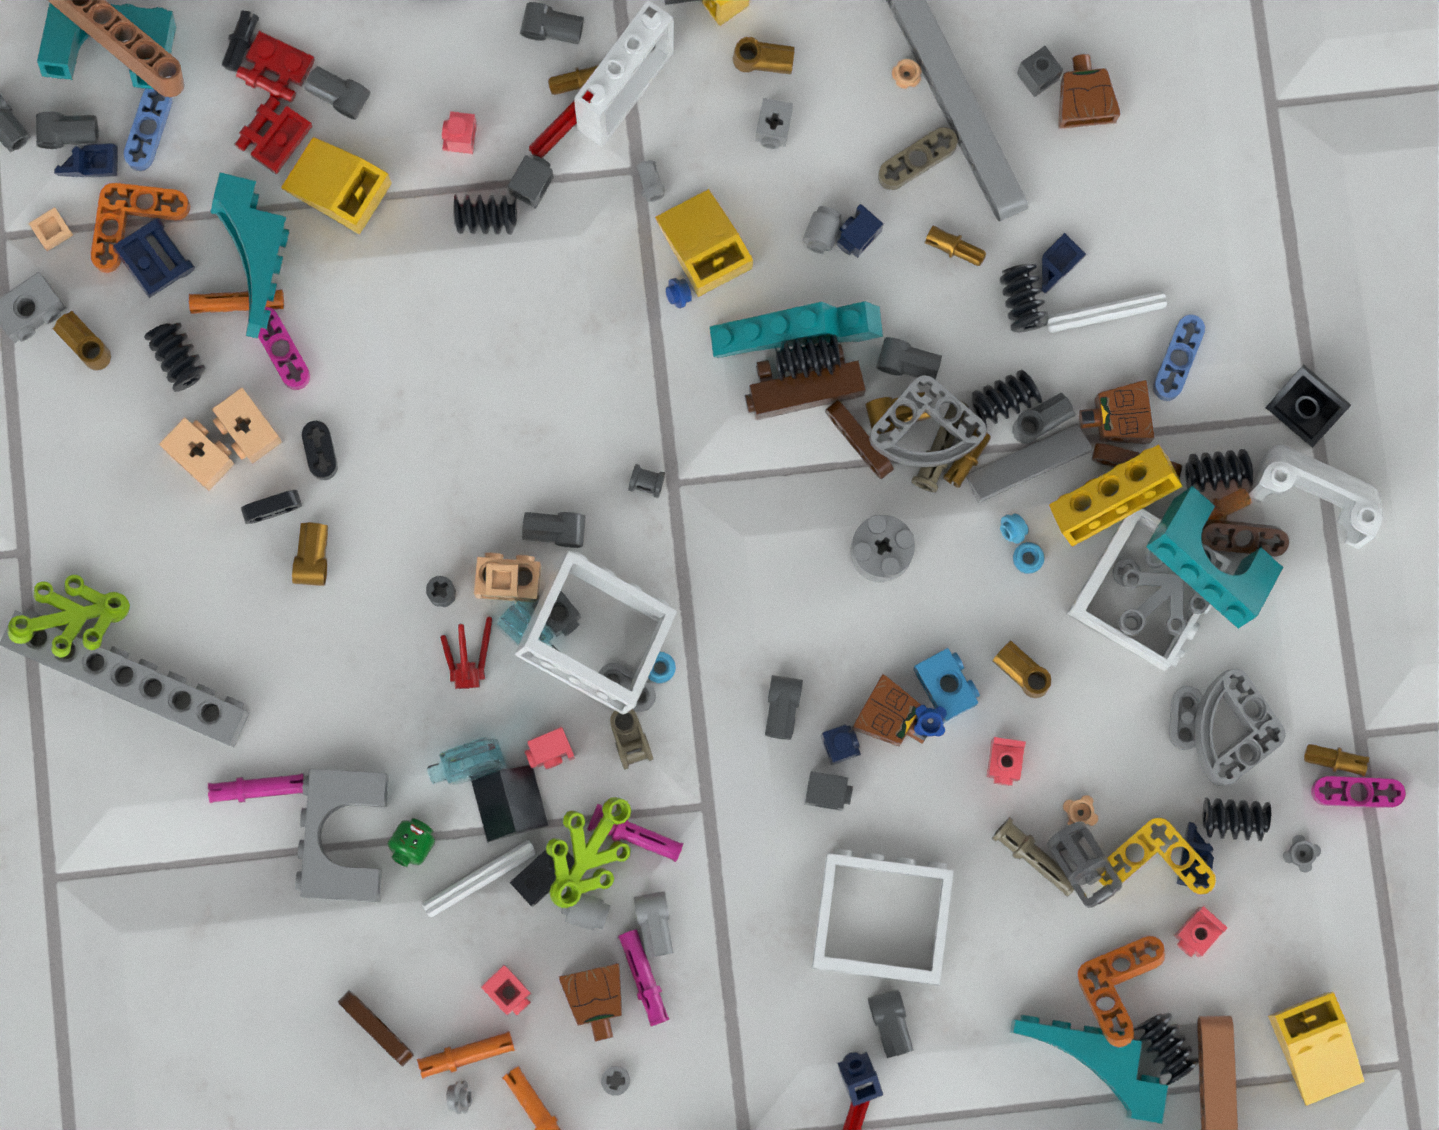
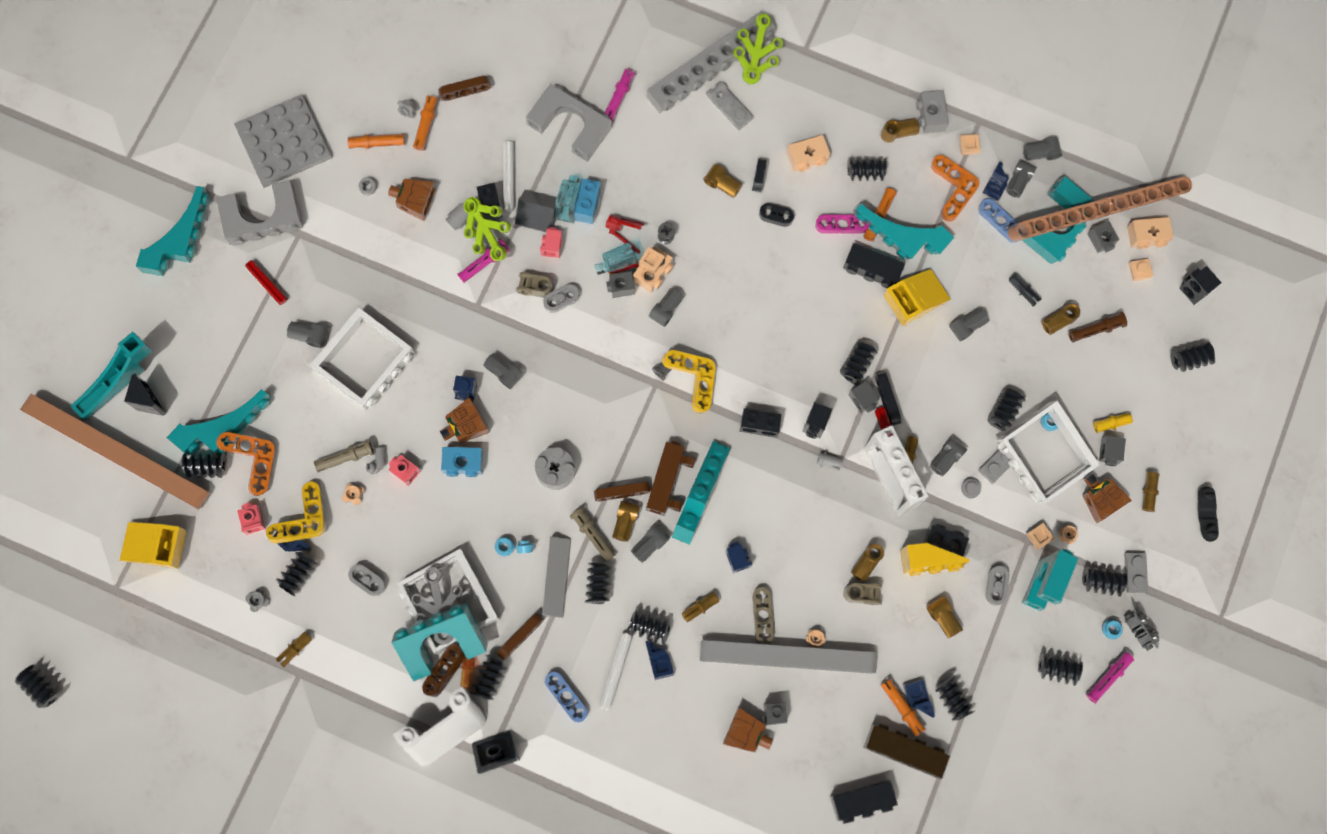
camera: 120 degrees right, 5 degrees down
(146, 264) = (926, 179): dark blue plate -> none
(180, 613) = (729, 106): none -> light grey plate
(240, 409) = (818, 187): light nougat brick -> none
(280, 59) = (1003, 306): red plate -> none
(281, 138) = (958, 282): red plate -> none
(325, 268) = (873, 266): none -> black brick
(411, 842) = (545, 151): green head -> none
(454, 732) = (587, 201): none -> dark azure brick
(459, 132) = (911, 374): coral brick -> none
(498, 982) = (443, 151): coral brick -> none
(513, 148) = (888, 398): none -> black beam
(570, 670) = (609, 322): white window -> none
(607, 223) = (817, 421): none -> black brick
(628, 424) = (700, 375): none -> yellow beam
(644, 979) = (408, 226): dark pink pin -> none
(651, 302) = (760, 423): none -> black brick
(653, 918) = (436, 247): light grey piece -> none
(669, 672) = (559, 316): medium azure plate -> none
(678, 292) = (758, 441): blue plate -> none
(705, 242) = (778, 469): yellow slope -> none
(774, 111) = (833, 546): light grey brick -> none
(807, 36) = (867, 593): none -> dark tan piece
(807, 357) = (679, 482): black piece -> none
(822, 229) = (750, 538): light grey brick -> none
(828, 791) = (445, 368): dark grey brick -> none
(856, 1071) = (290, 301): dark blue brick -> none
(919, 406) = (620, 530): light grey beam -> none
(930, 729) = (442, 438): blue plate -> none
(962, 466) = (578, 545): pearl gold axle -> none
(1015, 804) = (378, 463): none -> light grey arm
(1020, 668) = (447, 506): pearl gold piece -> none
(1044, 417) = (575, 601): dark grey piece -> none
(1088, 870) = (316, 475): flat silver piece -> none
(1121, 415) = (552, 643): dark orange torso -> none
(1130, 497) = (500, 636): yellow brick -> none
(1255, 727) = (339, 615): light grey beam -> none
(1381, 784) = (266, 667): dark pink beam -> none

